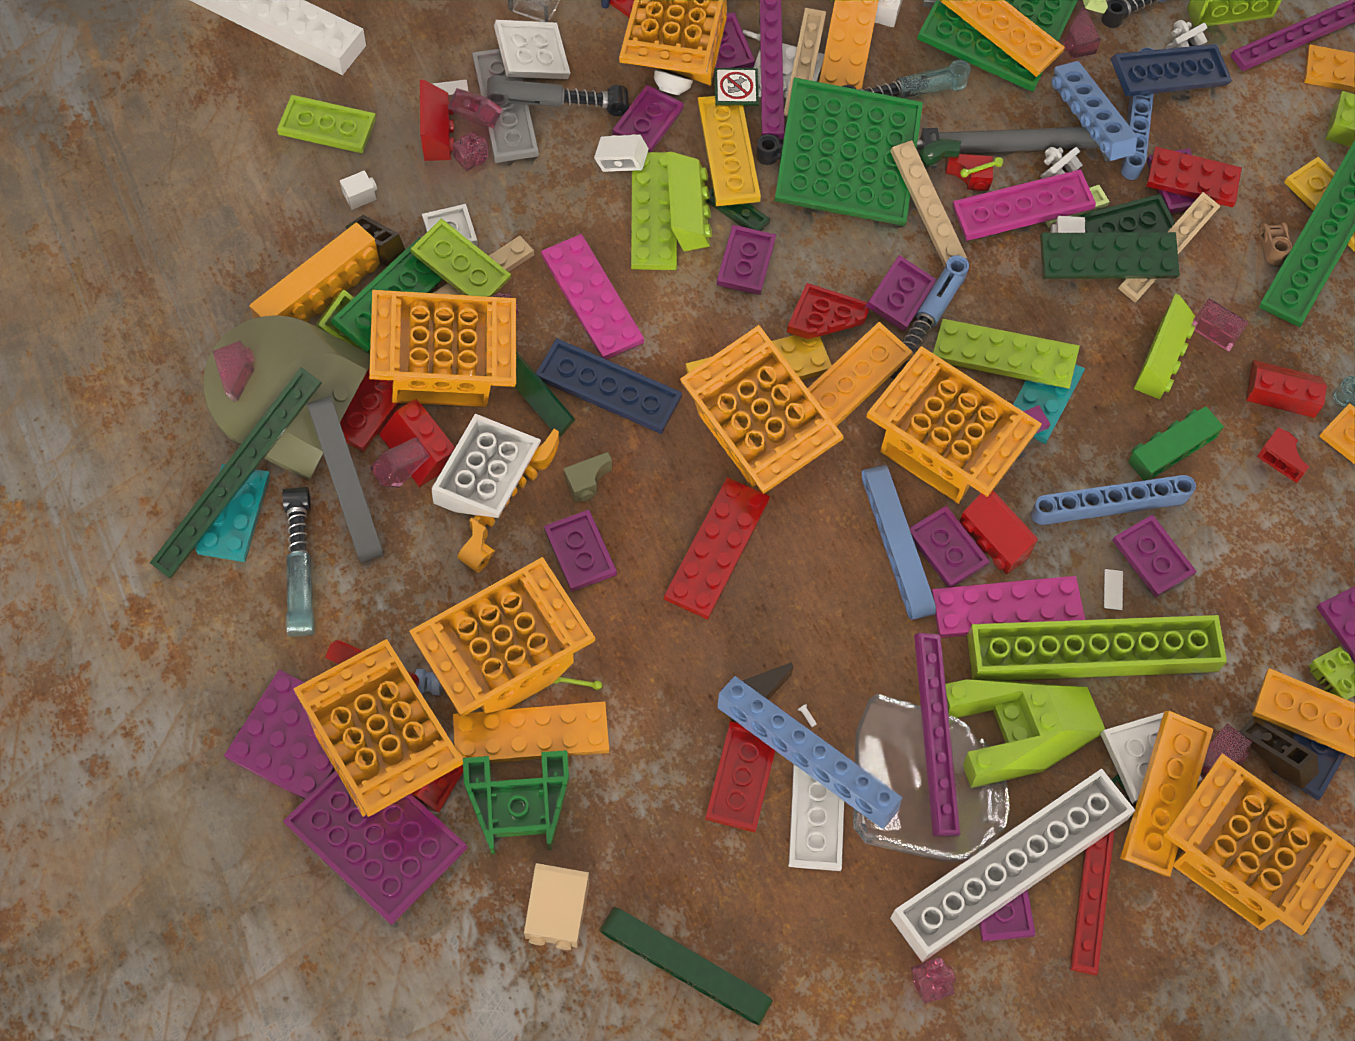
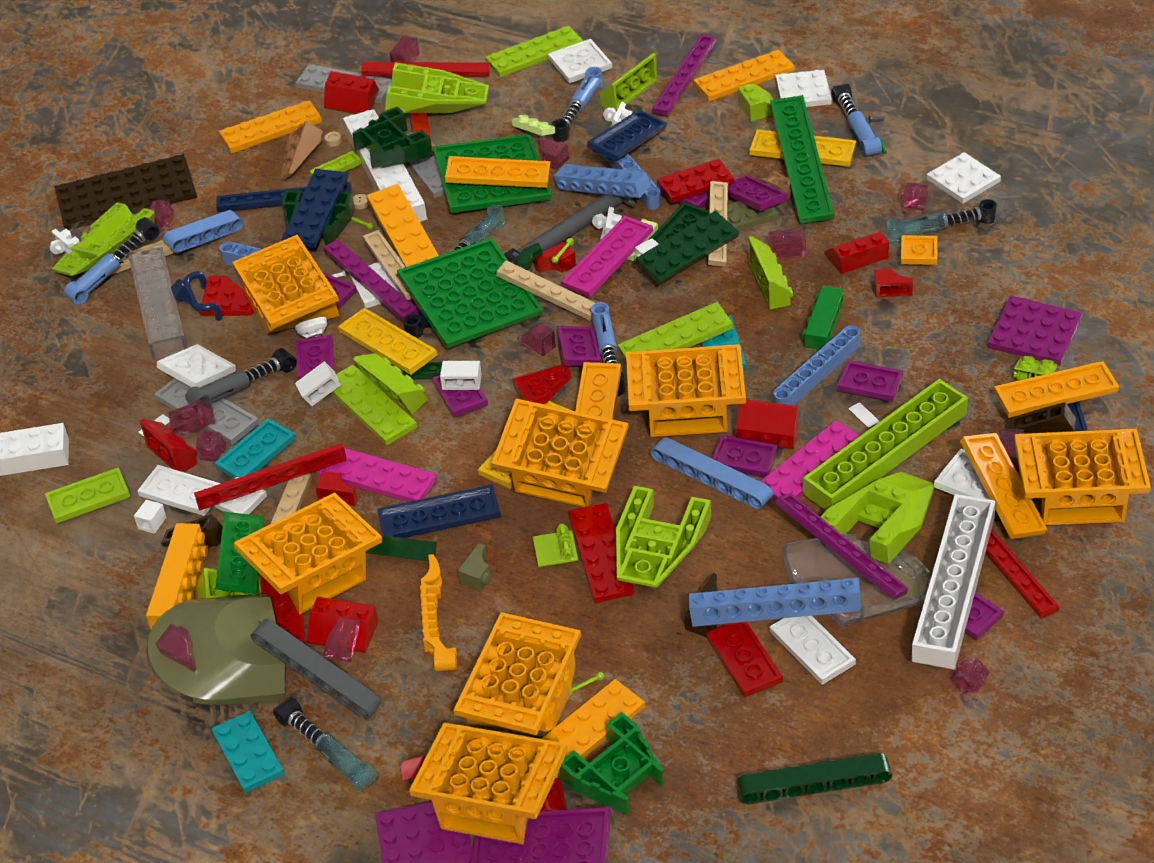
camera: 30 degrees left, 20 degrees down
(235, 472) = (234, 715): dark green plate -> none
(408, 180) = (175, 488): none -> white plate
(460, 261) = (265, 505): lime plate -> none
(484, 468) = (406, 604): white slope -> none
(491, 229) = (270, 476): none -> red tile
(508, 185) = (255, 449): none -> teal plate
(537, 282) = (332, 483): none -> red arch
(556, 906) = (700, 801): tan slope -> none
(580, 550) = (513, 603): magenta plate -> none
(680, 509) = (555, 547): none -> lime hinge
(736, 86) = (358, 304): piece -> none
(756, 244) = (460, 375): none -> white brick
(762, 589) = (653, 548): none -> lime wedge
(872, 254) = (539, 338): none -> clear pink slope
(1218, 255) = (743, 216): none -> olive plate
(1241, 237) = (755, 193): none -> magenta tile

